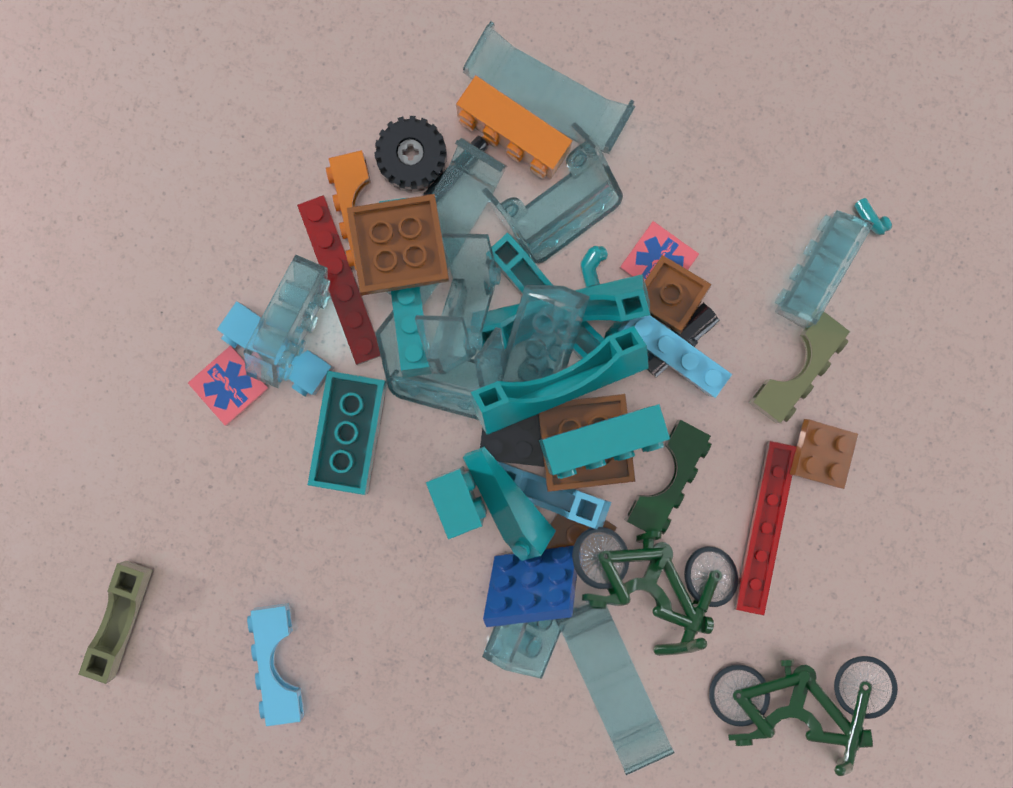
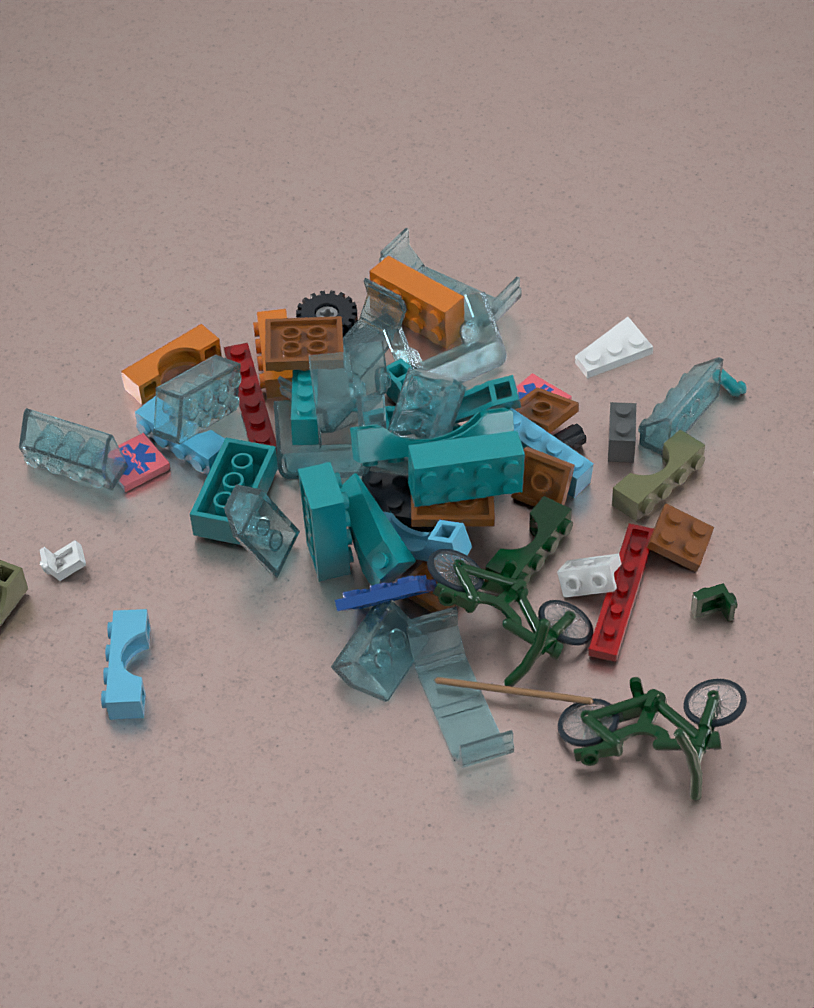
camera: 15 degrees right, 40 degrees down
(158, 396) = (71, 450): none -> clear light blue slope
(181, 537) = (64, 561): none -> white bracket
(216, 262) = (188, 349): none -> orange arch
(385, 505) = (260, 527): none -> clear light blue slope
(664, 665) = (514, 690): none -> medium nougat axle
(678, 397) = (544, 477): none -> dark orange plate
(732, 515) = (589, 575): none -> white bracket
(743, 170) = (613, 349): none -> white wing
(758, 310) = (622, 432): none -> dark grey brick
(854, 534) = (712, 600): none -> dark green bracket

